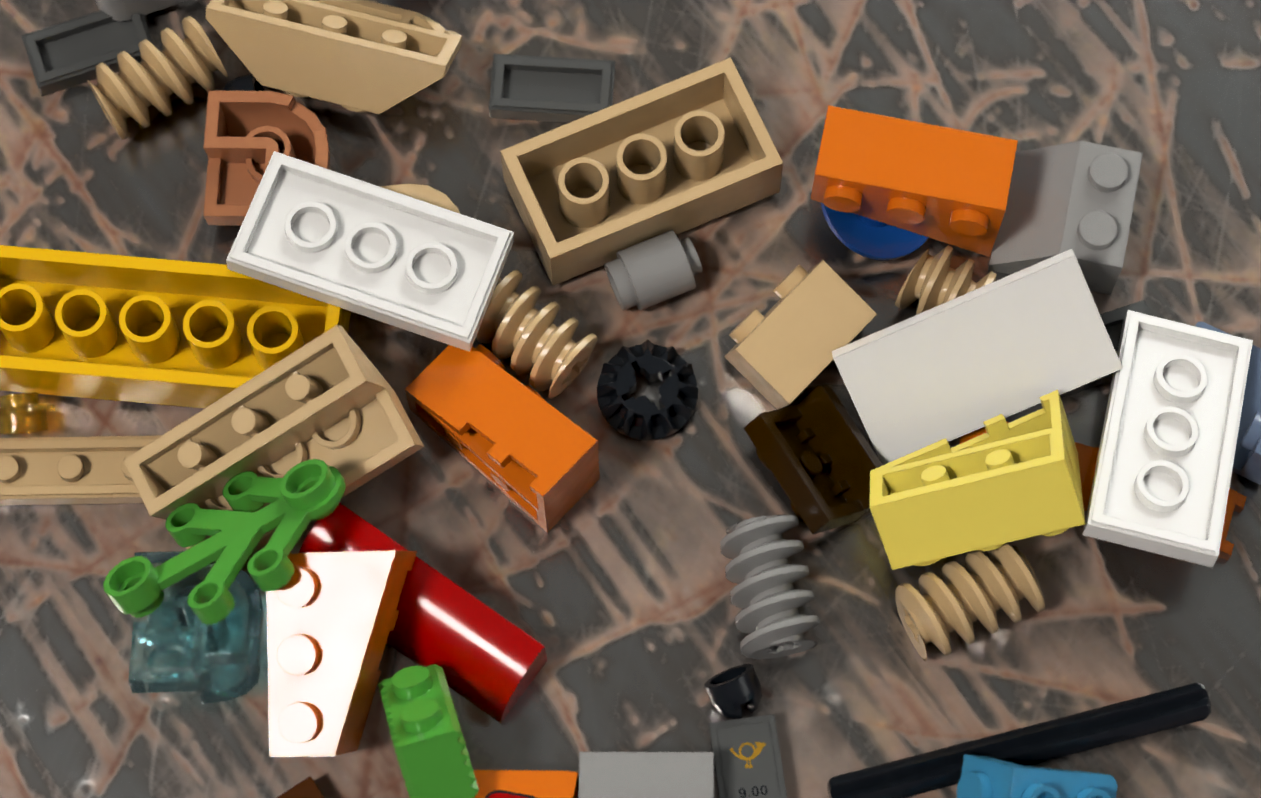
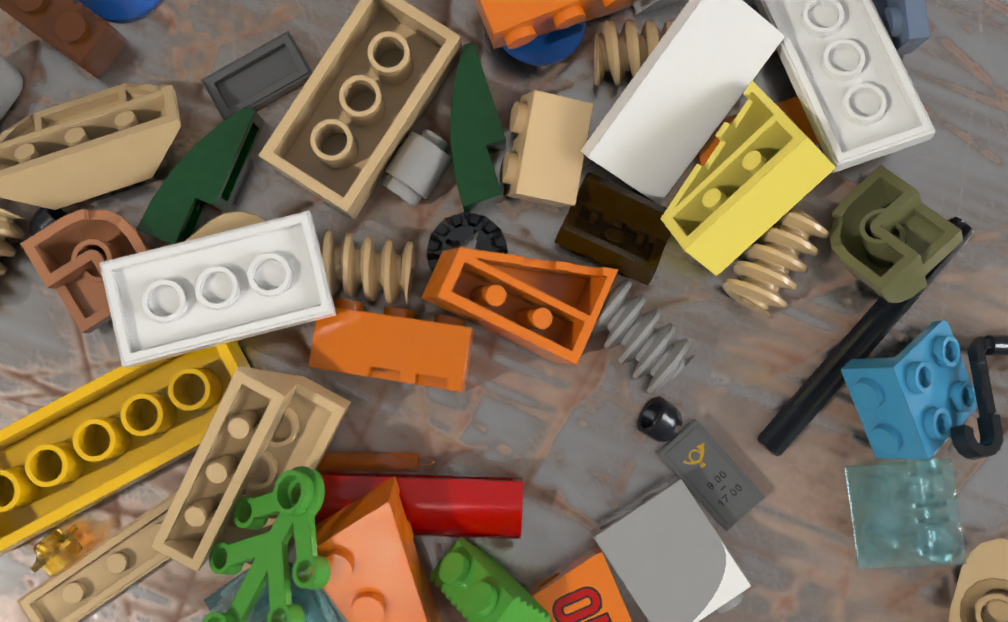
camera: 35 degrees left, 15 degrees up
(417, 540) = (346, 464): none -> orange piece
(432, 144) = (202, 178): none -> dark green slope
(670, 459) = (523, 299): none -> orange wedge
(733, 276) = (474, 134): none -> dark green slope
(1108, 650) = (890, 236): none -> olive brick

